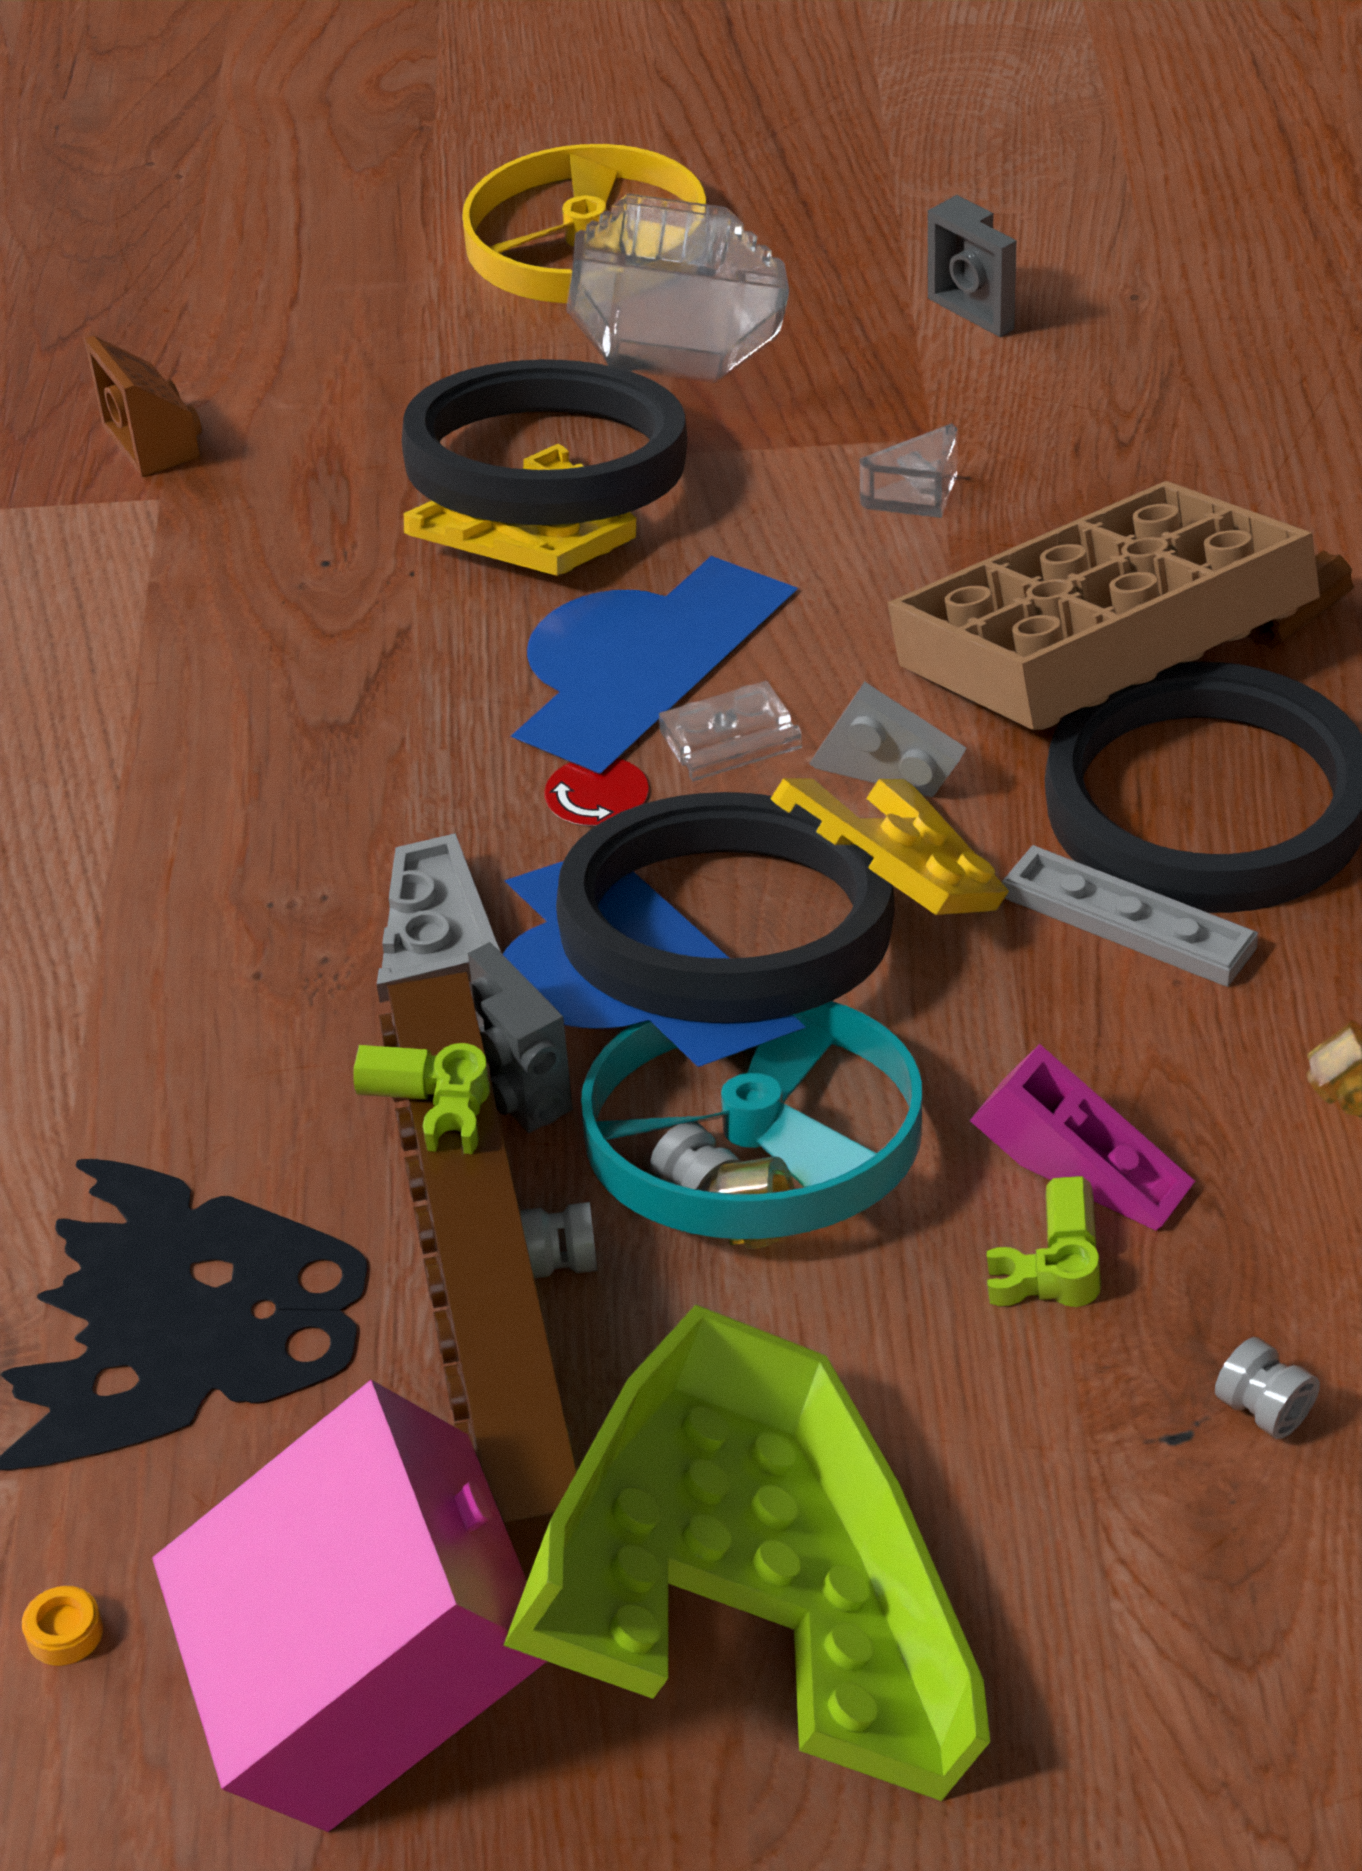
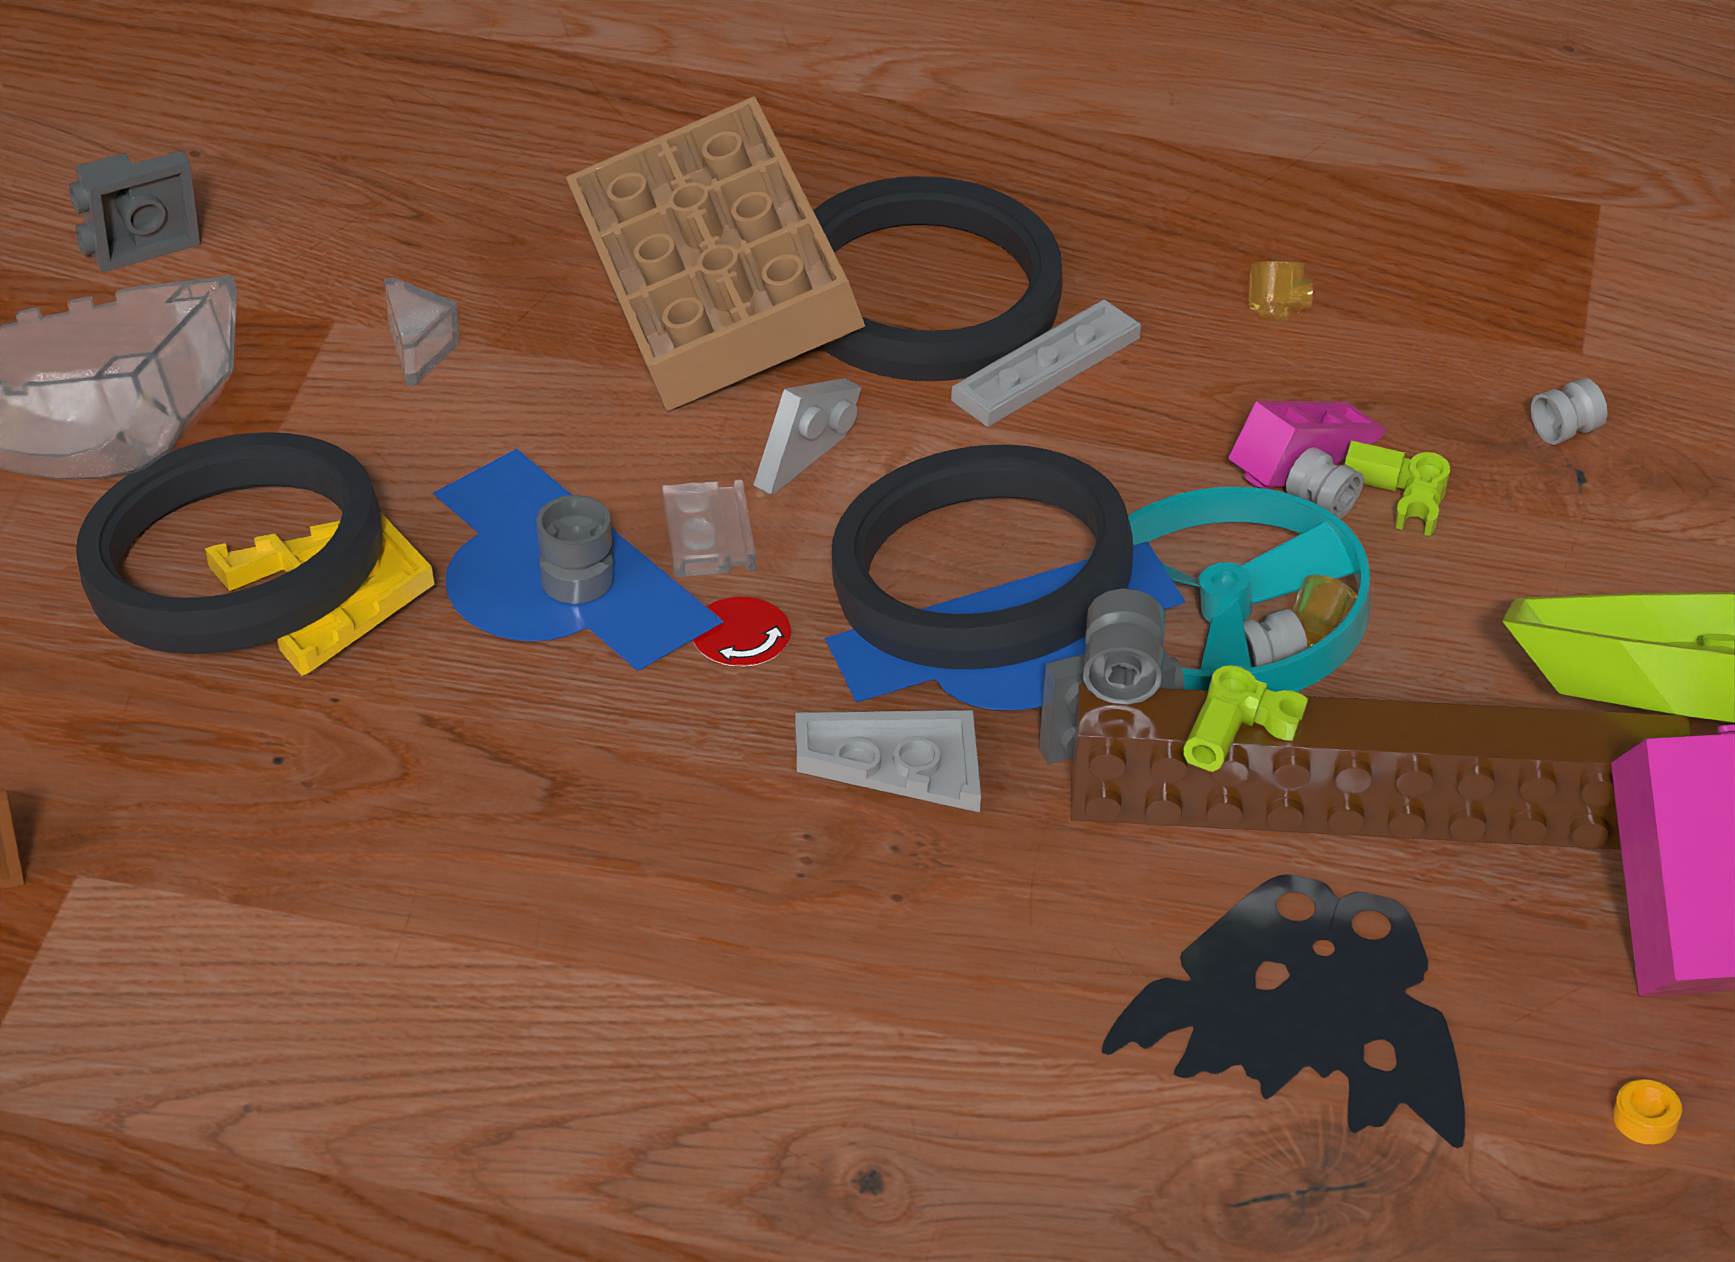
camera: 80 degrees left, 0 degrees up
(488, 968) = (1124, 646): none -> dark grey wheel
(620, 635) = (575, 549): none -> dark grey wheel
(909, 846) = (954, 432): yellow wing -> none
(996, 1180) = (1324, 483): none -> light grey wheel

